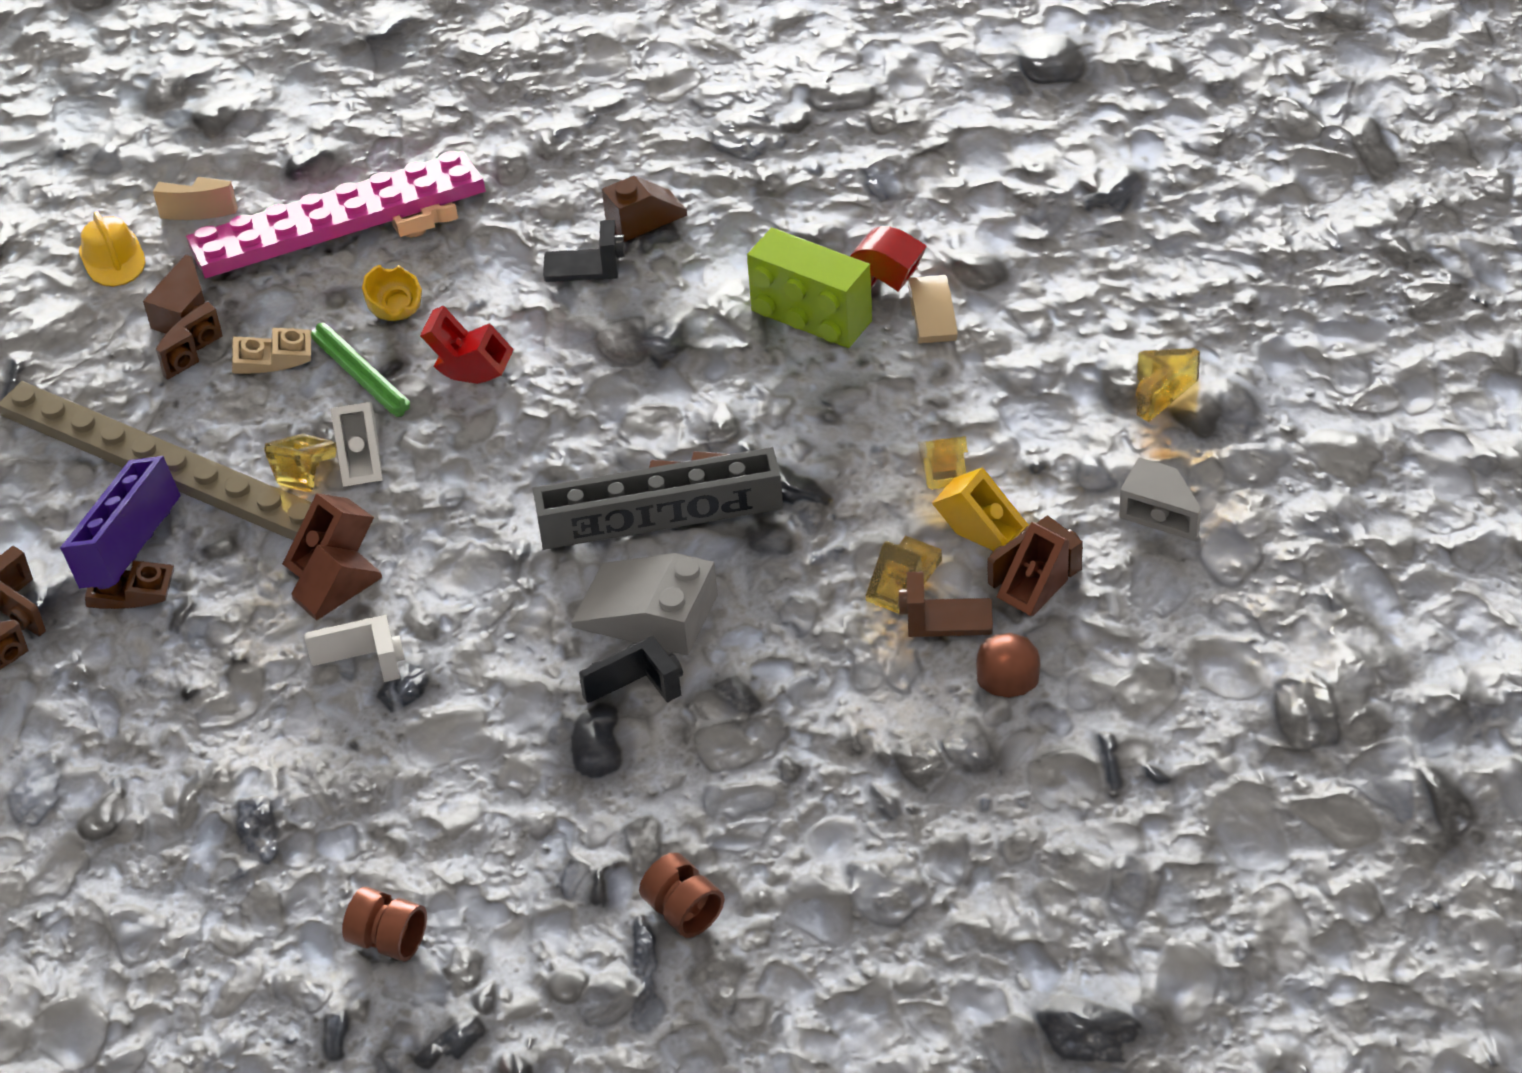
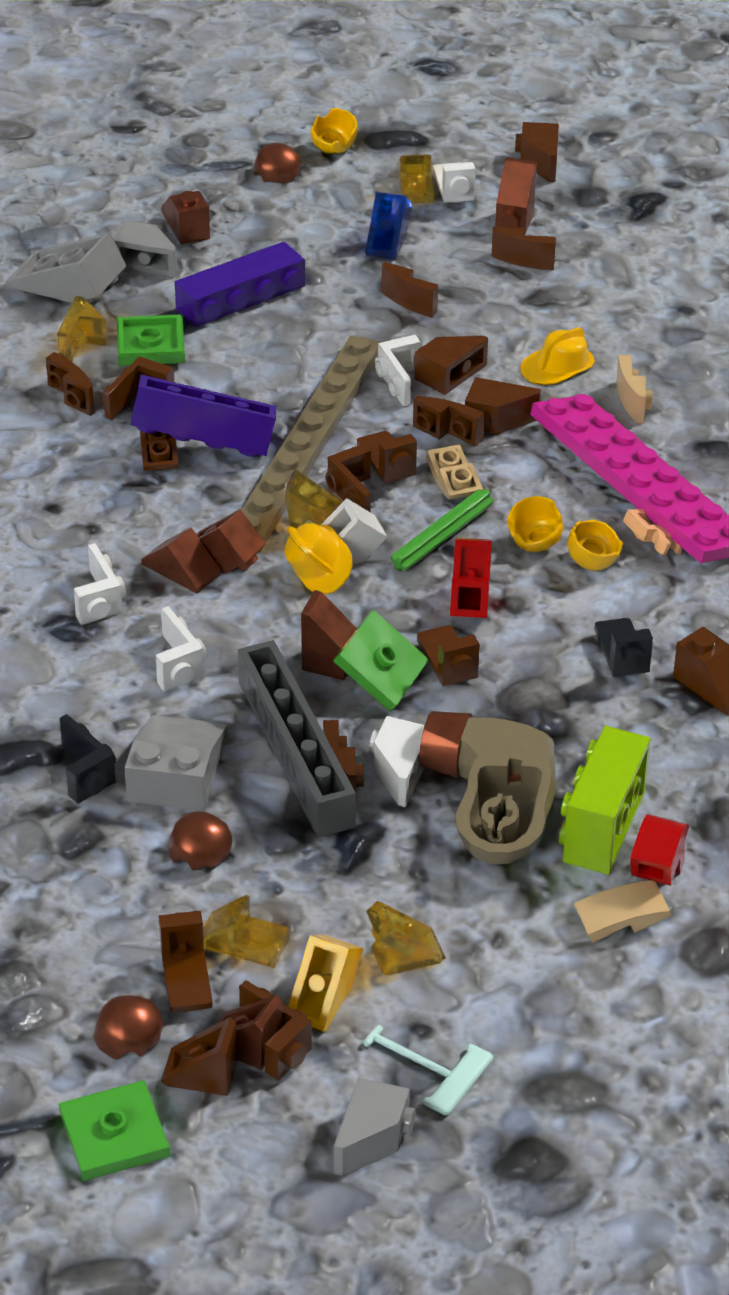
camera: 75 degrees right, 5 degrees down
(83, 373) = (393, 362): none -> white bracket
(87, 330) = (450, 361): none -> reddish brown slope
(227, 397) = (391, 456): none -> reddish brown bracket
(253, 433) = (347, 472): none -> reddish brown bracket
(381, 461) = (318, 557): none -> yellow piece
(436, 259) = (593, 545): none -> yellow hair
(483, 581) = (186, 657): none -> white bracket
(520, 463) = (323, 636): none -> copper slope
(560, 385) = (450, 656): none -> reddish brown bracket
(561, 426) = (381, 660): none -> bright green plate
(700, 427) = (397, 757): none -> white slope
(770, 350) = (507, 777): none -> dark tan piece
(770, 595) = (200, 840): none -> copper hair
(1067, 603) = (204, 1060): none -> reddish brown slope
(1100, 443) = (456, 1082): none -> light aqua piece
(1132, 685) = (114, 1130): none -> bright green plate
(1164, 378) = (557, 1119): clear yellow slope -> none

